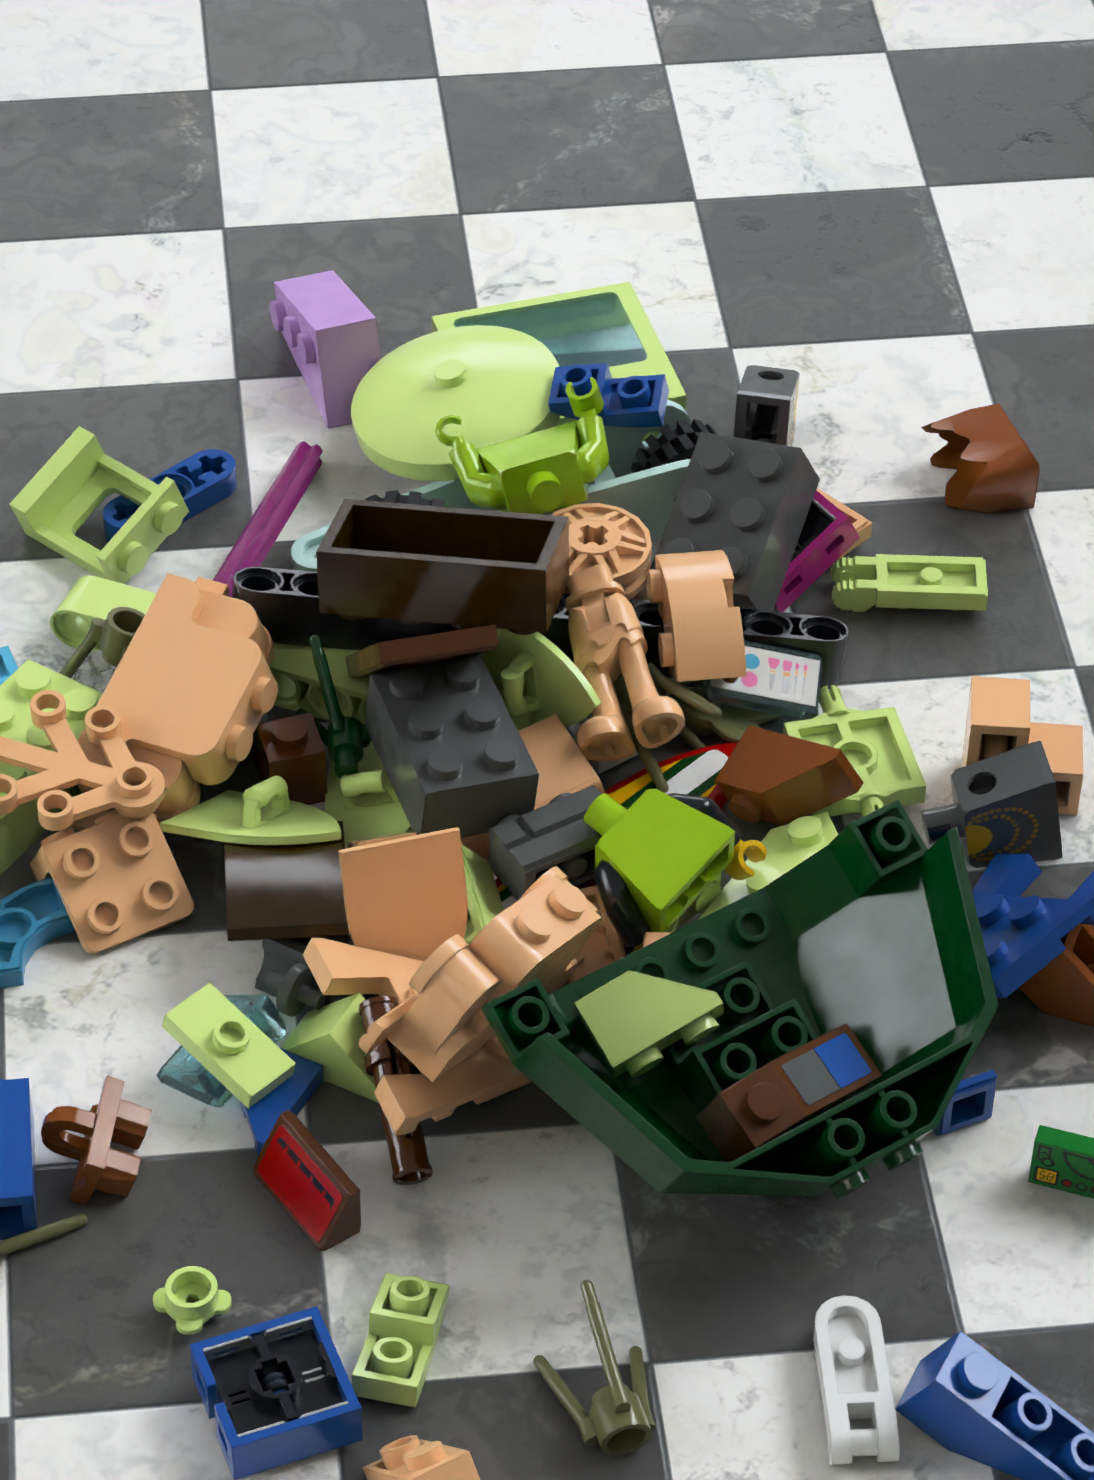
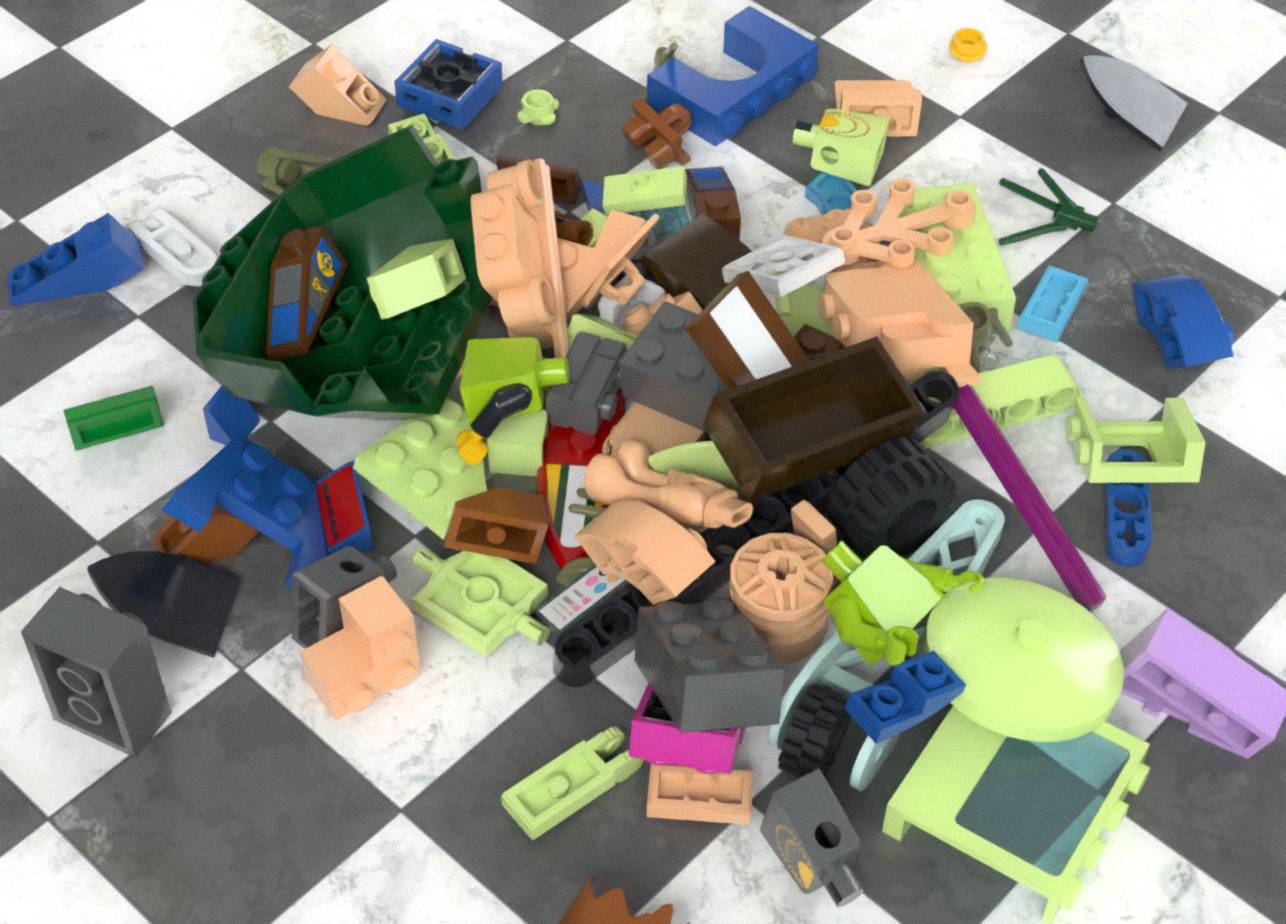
camera: 140 degrees right, 5 degrees up
(131, 1034) = (713, 195): none -> reddish brown slope
(201, 743) = (807, 264): none -> white piece

